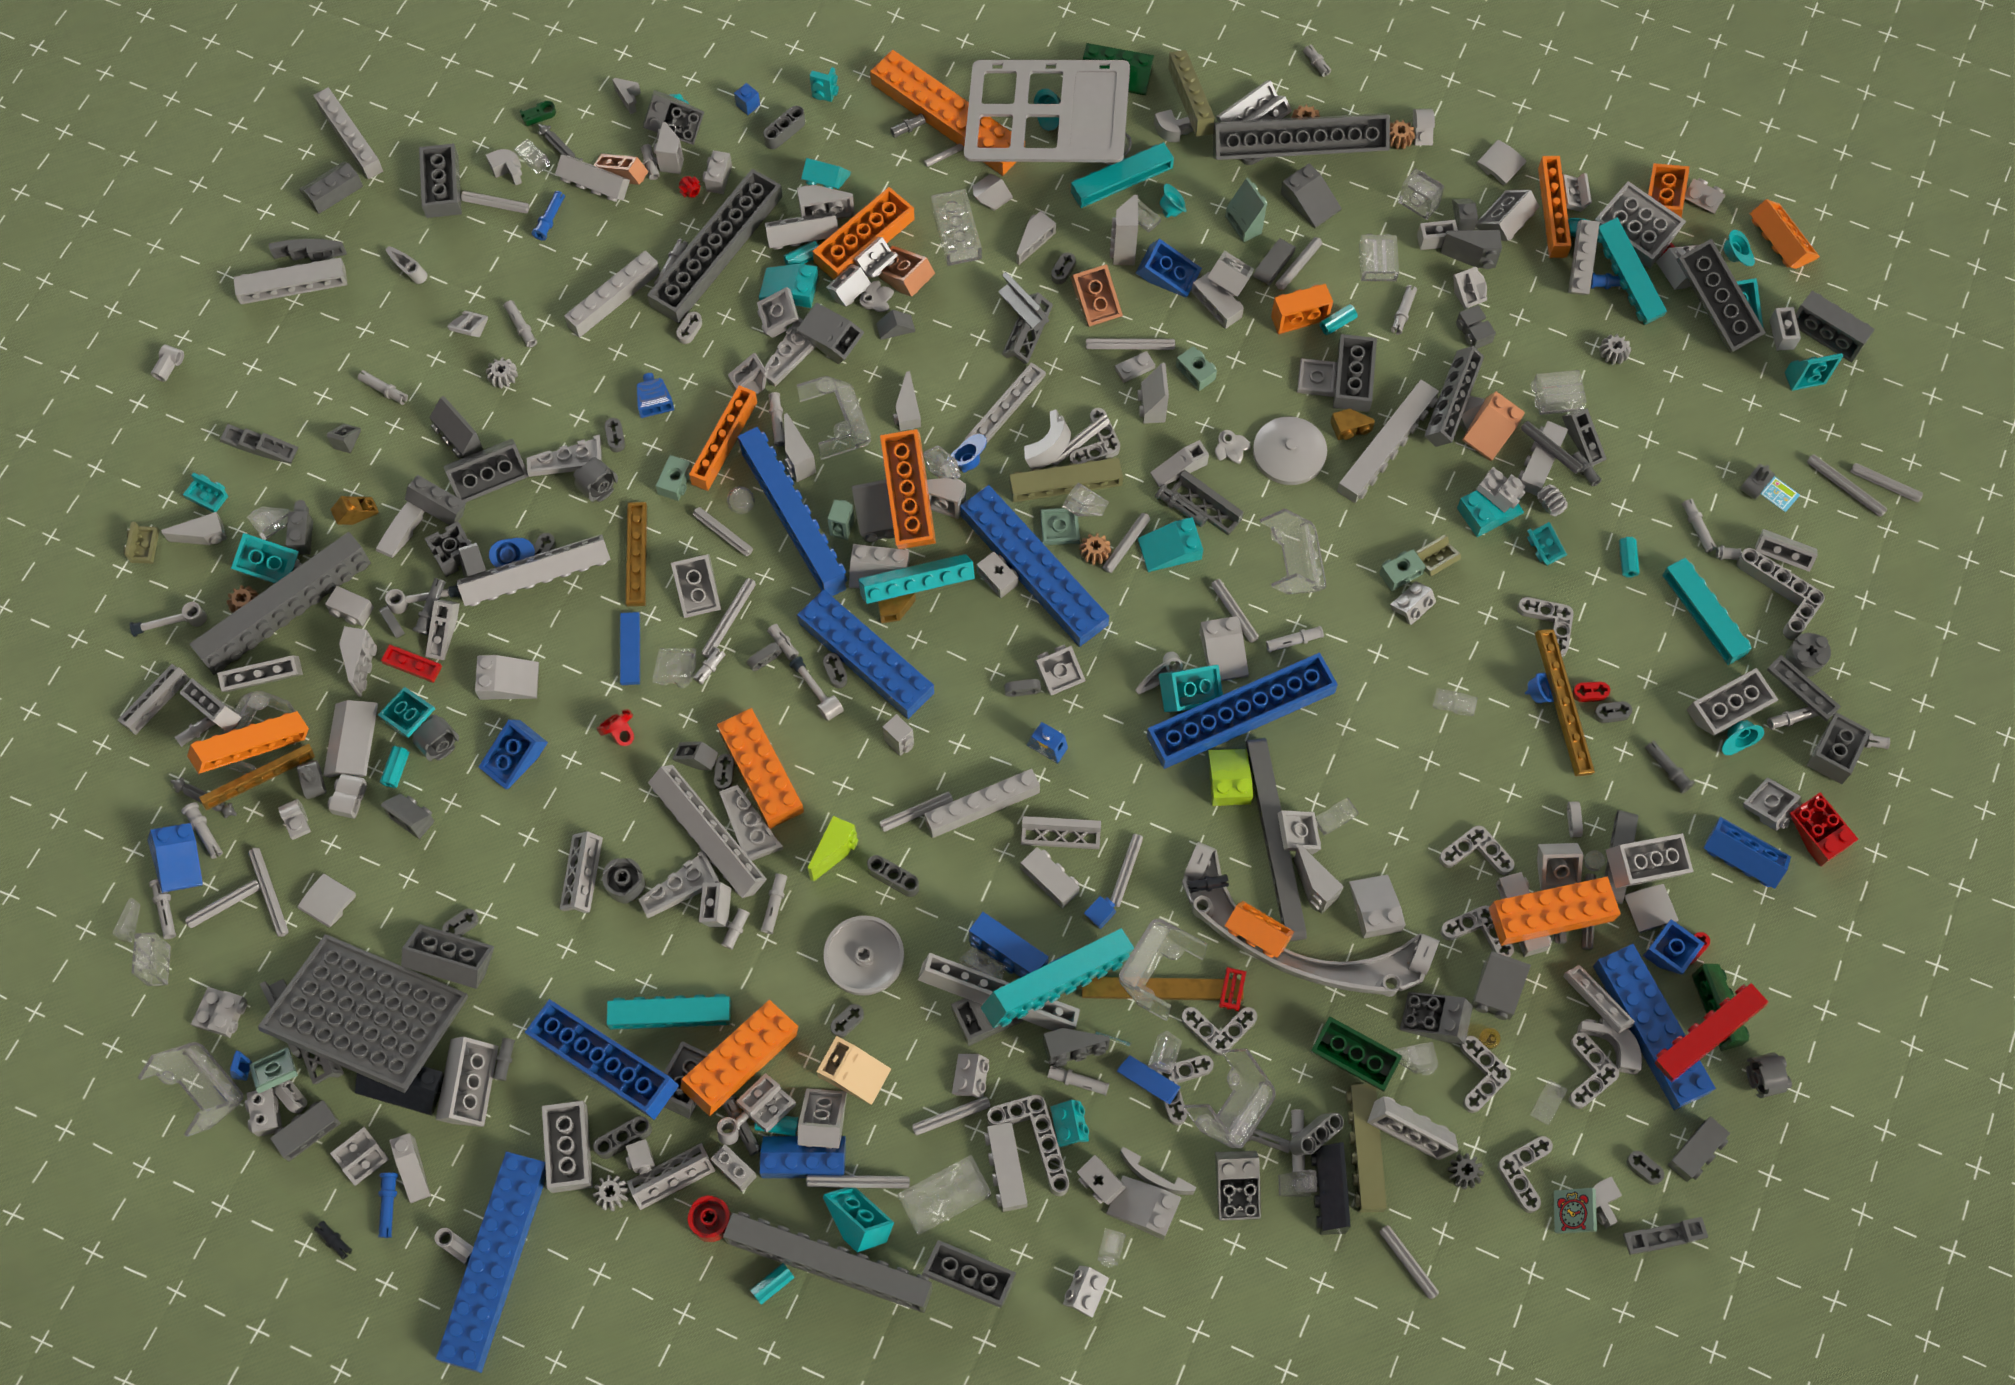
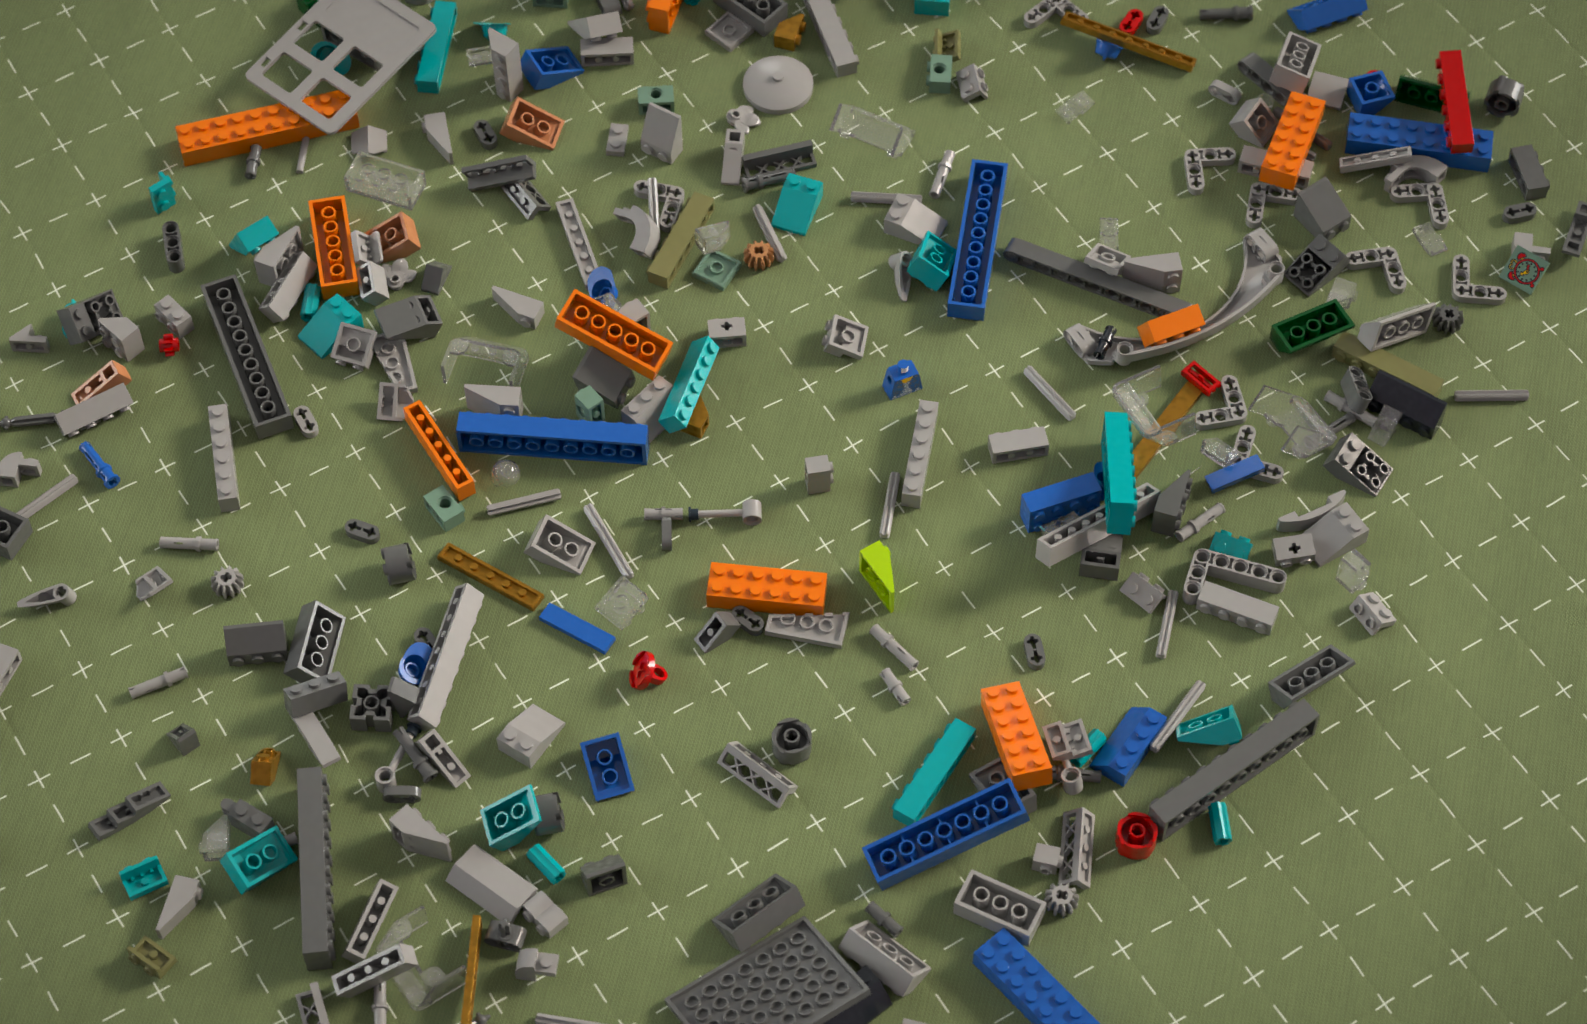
camera: 55 degrees left, 10 degrees down
(186, 615) = (258, 957): light grey piece -> none
(237, 598) = (288, 897): medium nougat gear -> none
(247, 742) = (439, 954): orange brick -> none
(326, 900) = (631, 983): light grey slope -> none
(349, 606) = (359, 819): light grey brick -> none
(411, 663) = (455, 800): red plate -> none
(460, 918) = (728, 887): dark grey beam -> none
(533, 157) = (35, 442): clear slope -> none
(565, 459) = (359, 571): light grey wing -> none
(612, 1137) = (1021, 856): dark grey beam -> none
(650, 161) = (104, 358): light grey pin -> none
(653, 396) = (351, 481): blue torso -> none
(673, 255) = (227, 394): light grey pin -> none
(679, 886) = (826, 699): light grey wing -> none
(707, 831) = (794, 657): light grey brick -> none
(709, 666) = (641, 577): light grey pin -> none
(715, 904) = (865, 686): light grey brick -> none
(733, 1168) = (1104, 797): light grey brick -> none
(747, 99) = (120, 257): blue brick -> none
(777, 421) = (444, 402): light grey pin -> none
(822, 1118) = (1109, 709): light grey slope -> none
(831, 671) = (719, 492): dark grey beam -> none
(853, 1070) = (1080, 668): tan slope -> none
(863, 955) = (990, 605): light grey dish -> none
(866, 654) = (723, 460): blue brick -> none
(886, 869) = (930, 556): dark grey beam -> none
(944, 1194) = (1230, 662): clear brick -> none
(1022, 687) = (840, 372): dark grey beam -> none
(1035, 565) = (754, 300): blue brick -> none
(1061, 825) = (980, 412): light grey fence -> none
(1101, 911) = (1073, 426): blue brick -> none
(1107, 343) = (594, 130): light grey axle -> none
(1230, 777) = (1025, 281): lime slope -> none
(1377, 906) = (1203, 250): light grey slope -> none
(1490, 1038) = (1355, 244): clear yellow tile -> none

